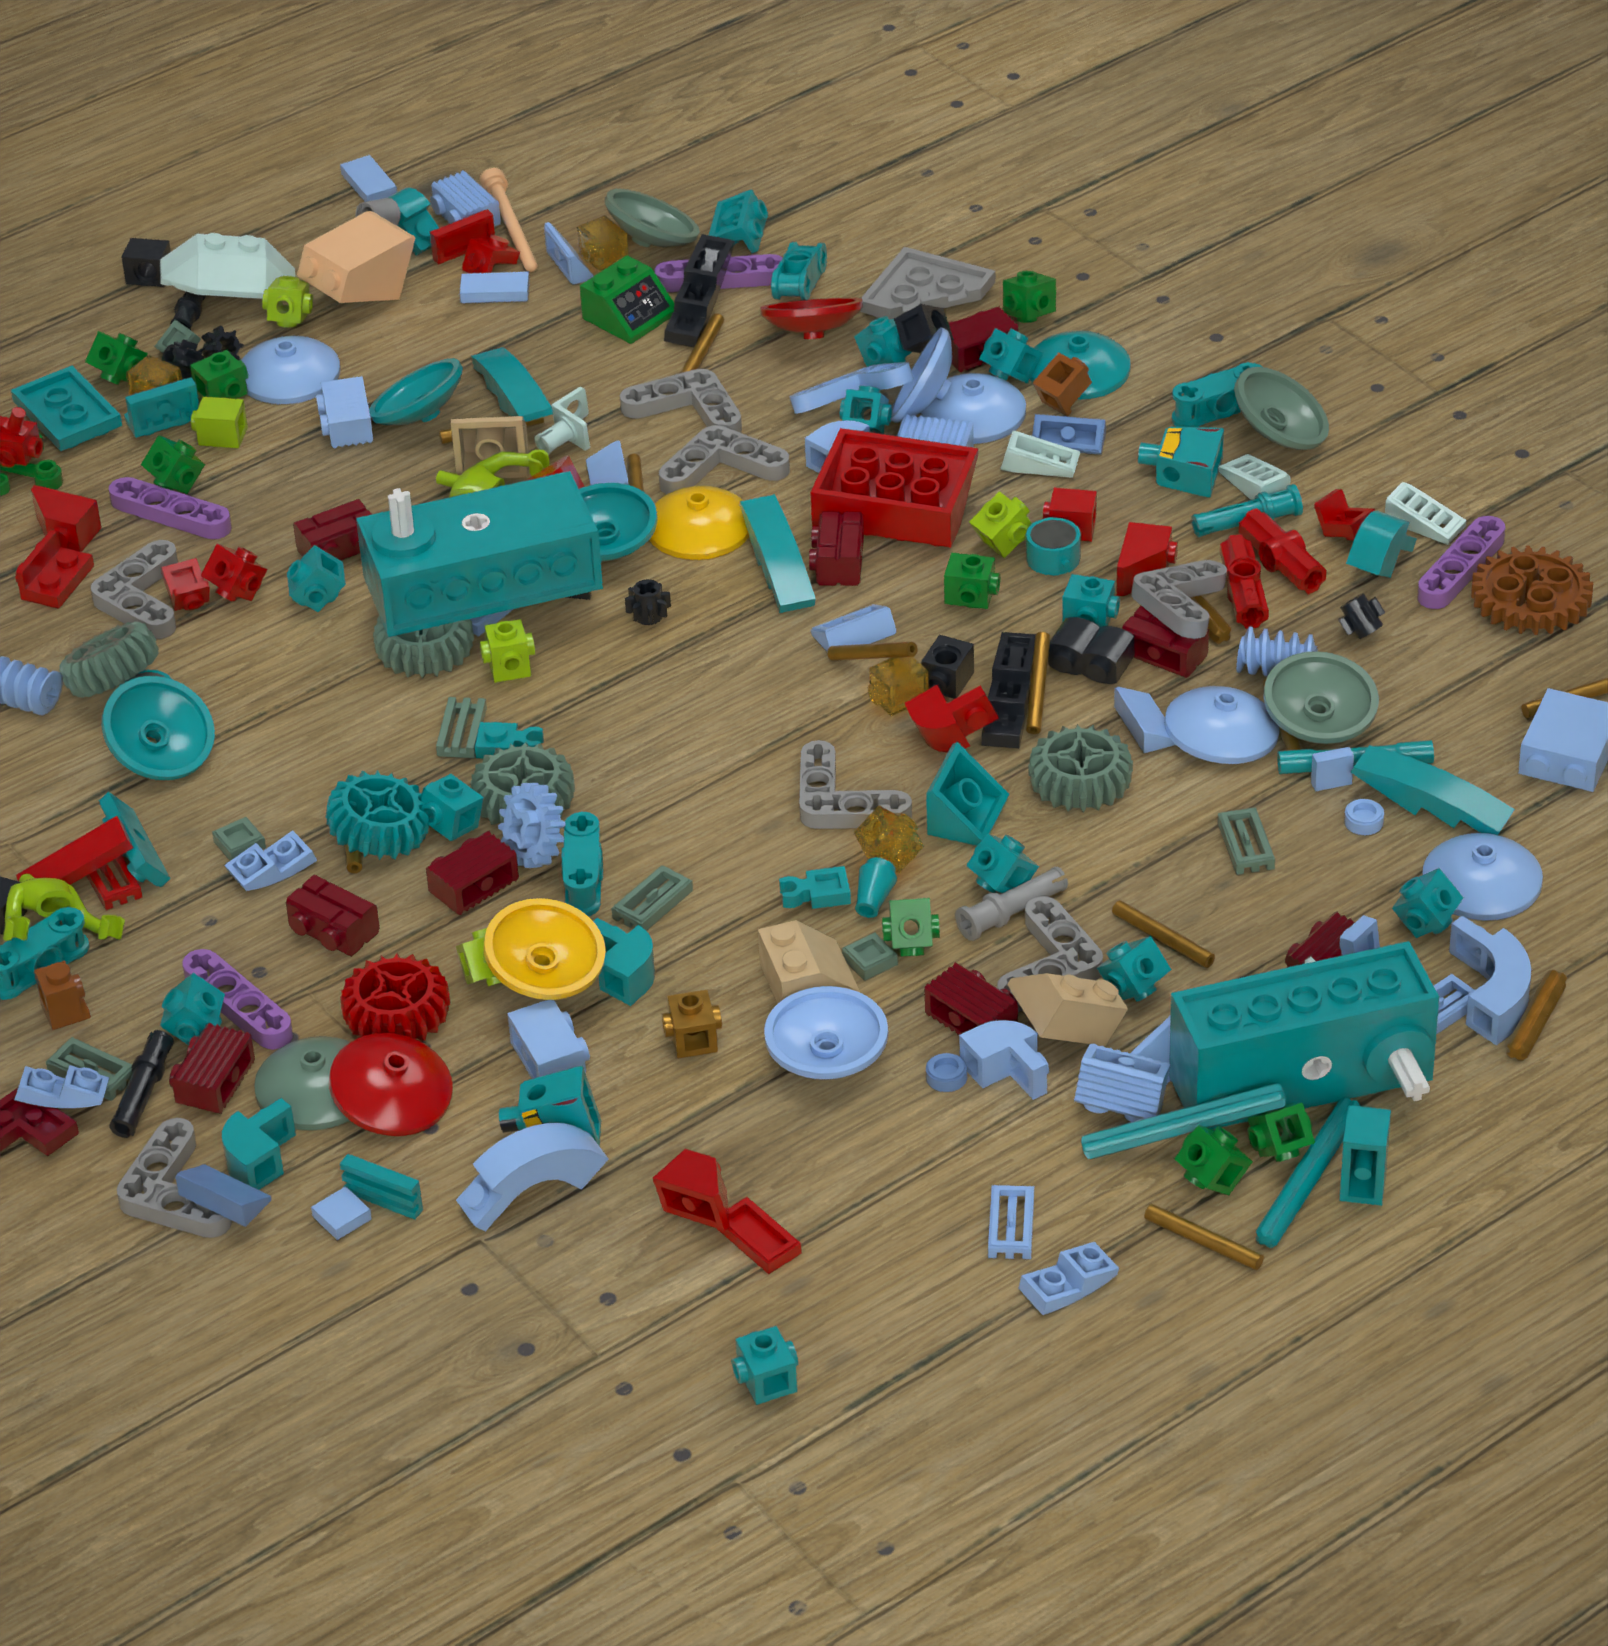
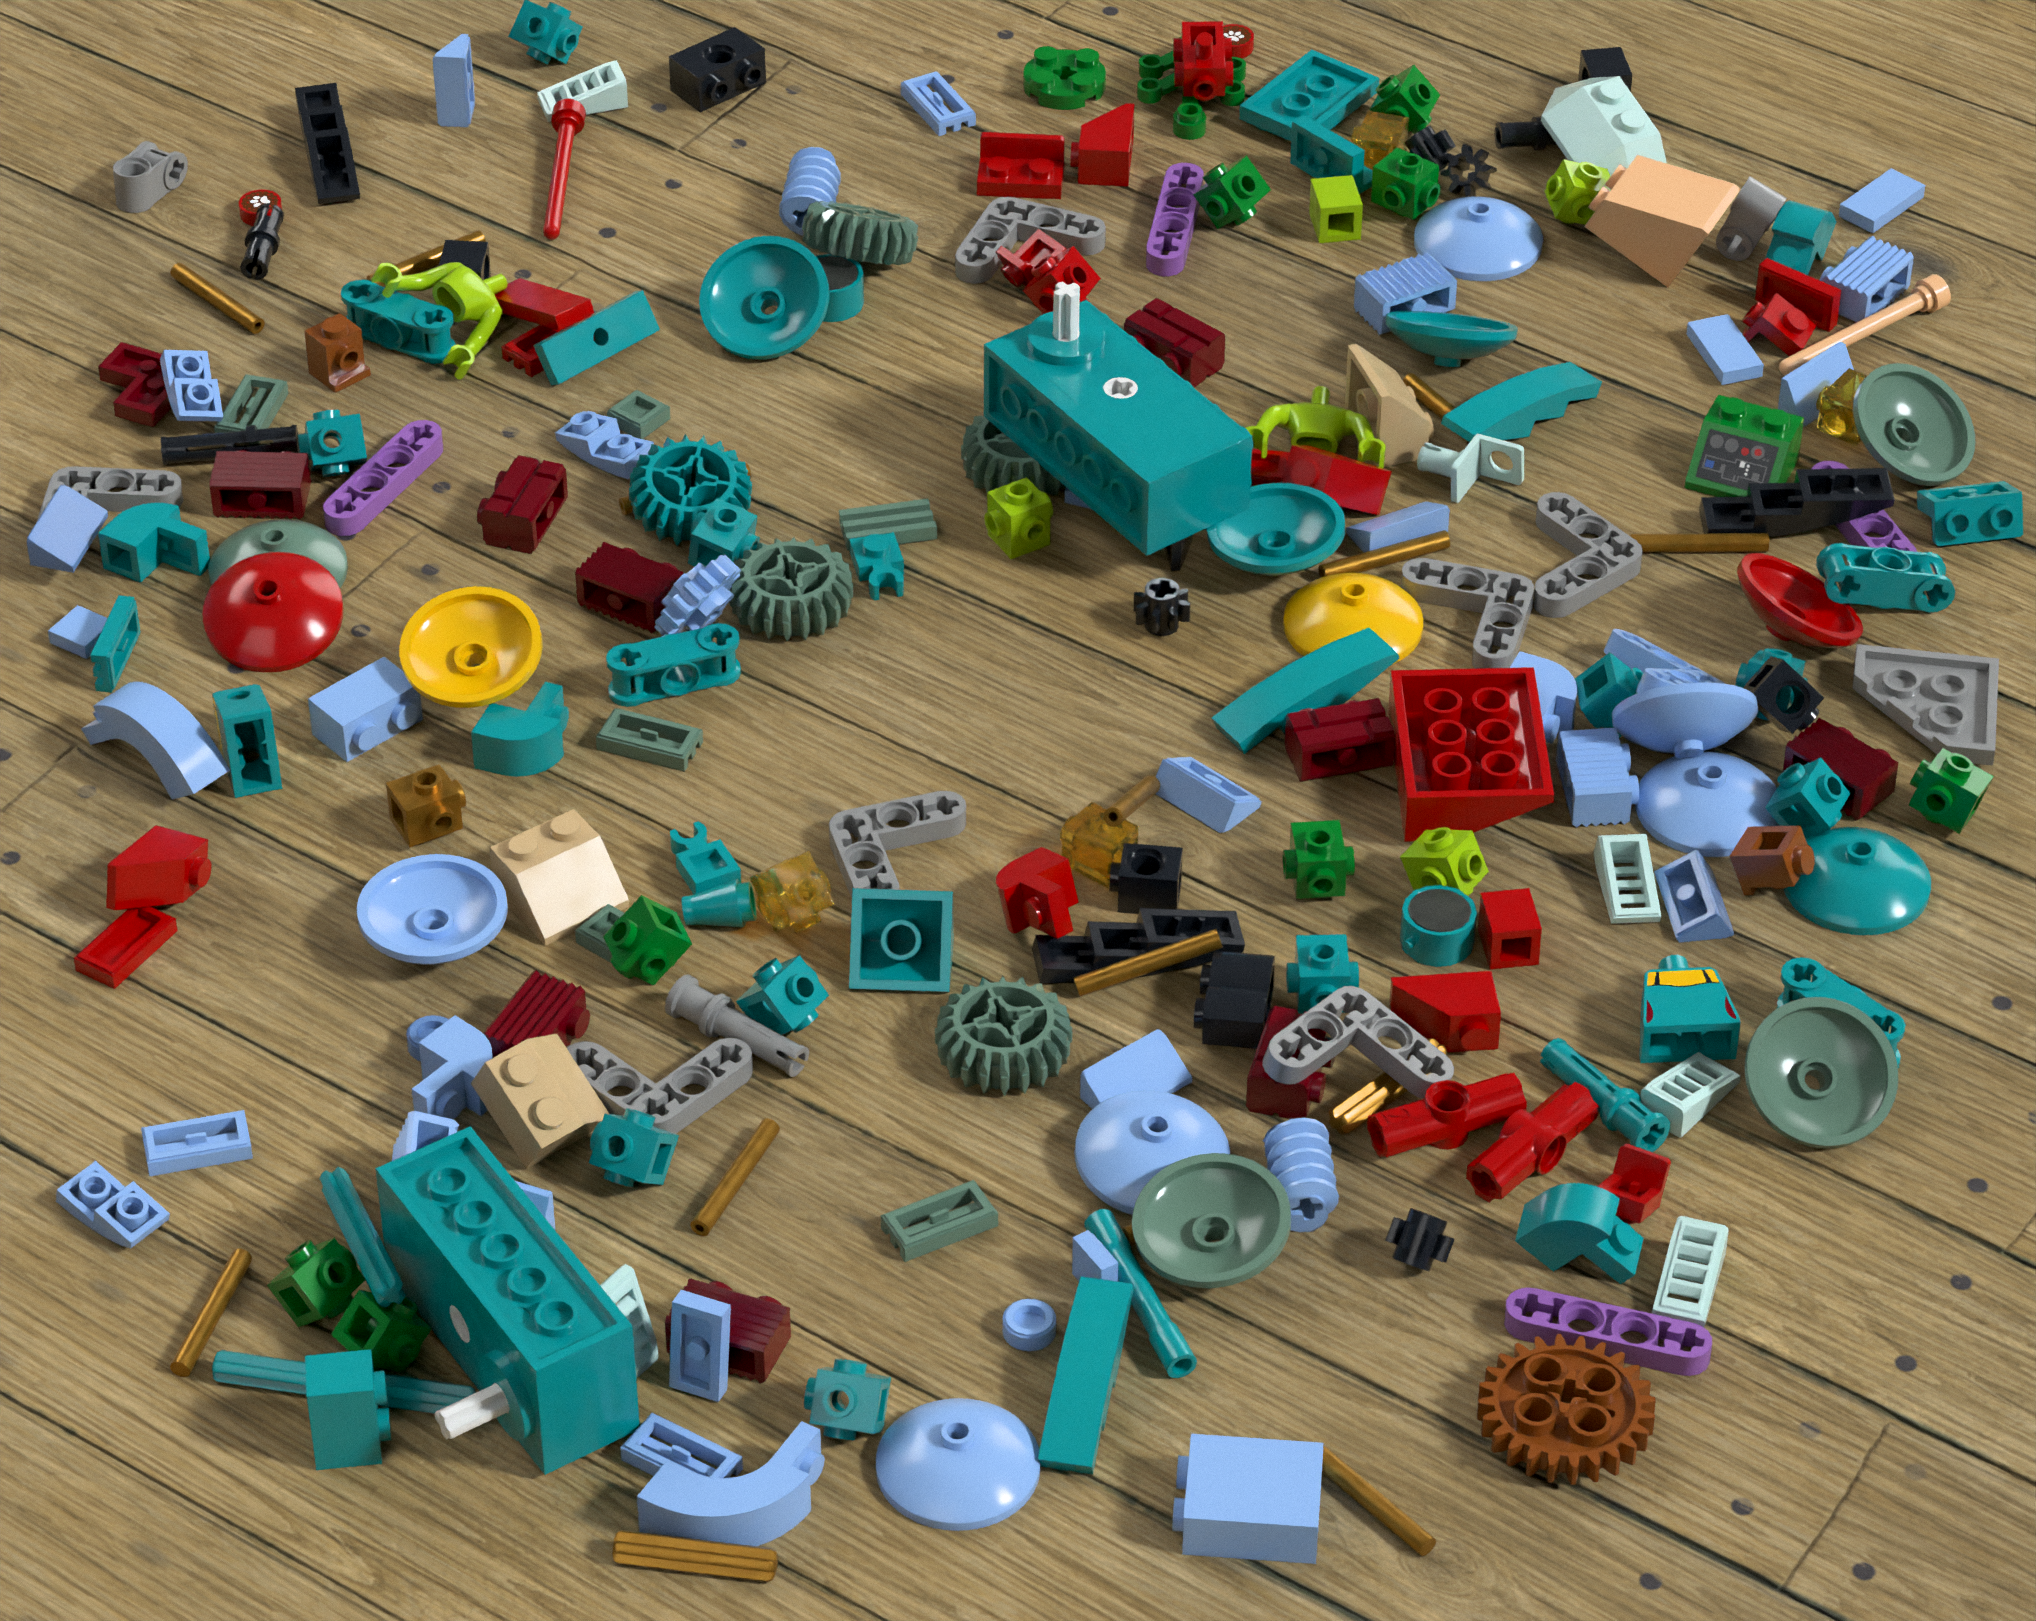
camera: 70 degrees right, 0 degrees up
(176, 332) = (1477, 136): sand green tile -> none
(395, 998) = (397, 577): red gear -> none

